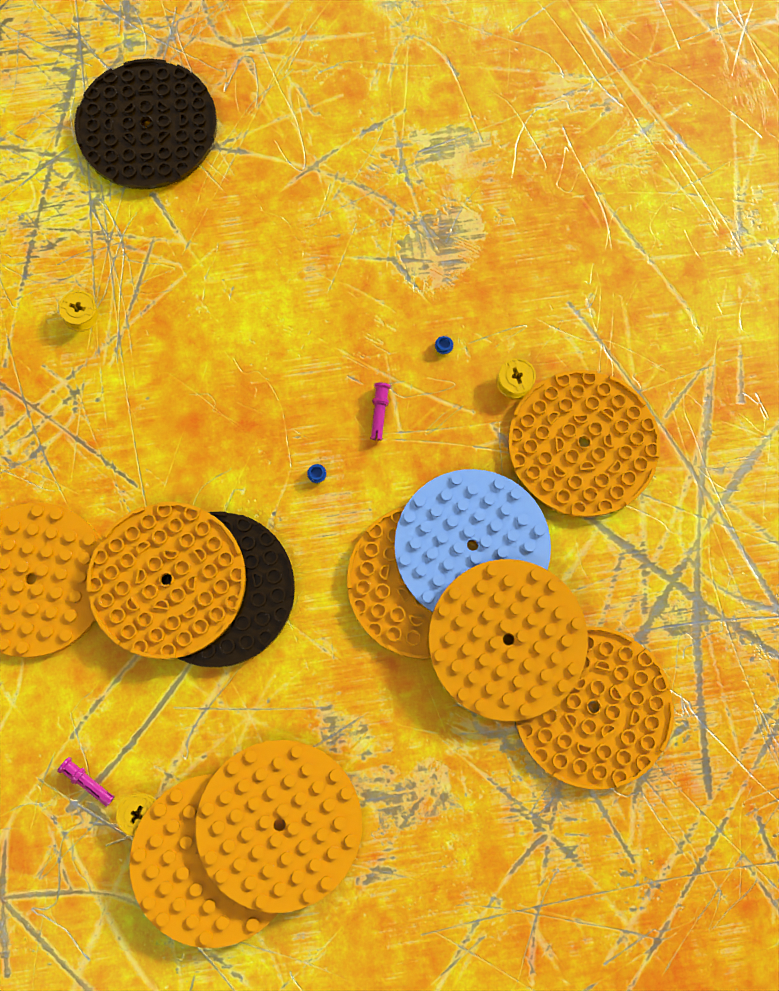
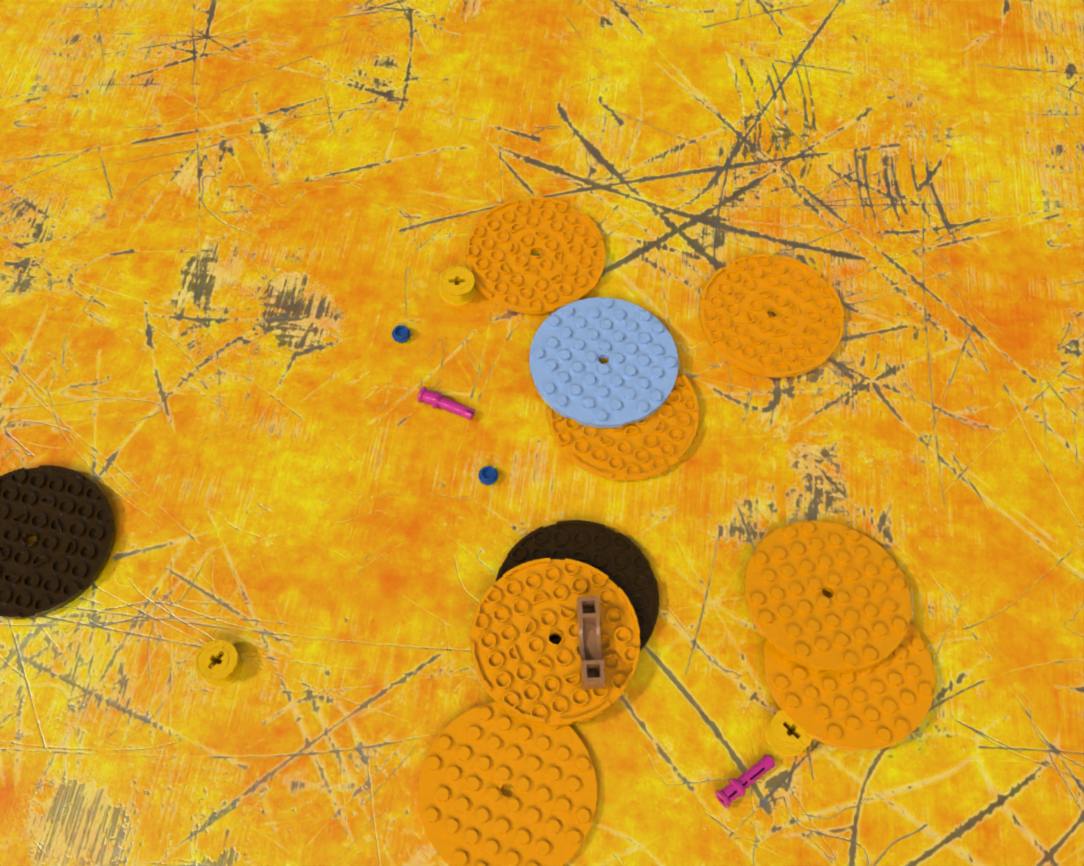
camera: 75 degrees left, 15 degrees down
(146, 615) = (590, 643): none -> medium nougat arch
(515, 678) = (705, 387): light orange plate -> none

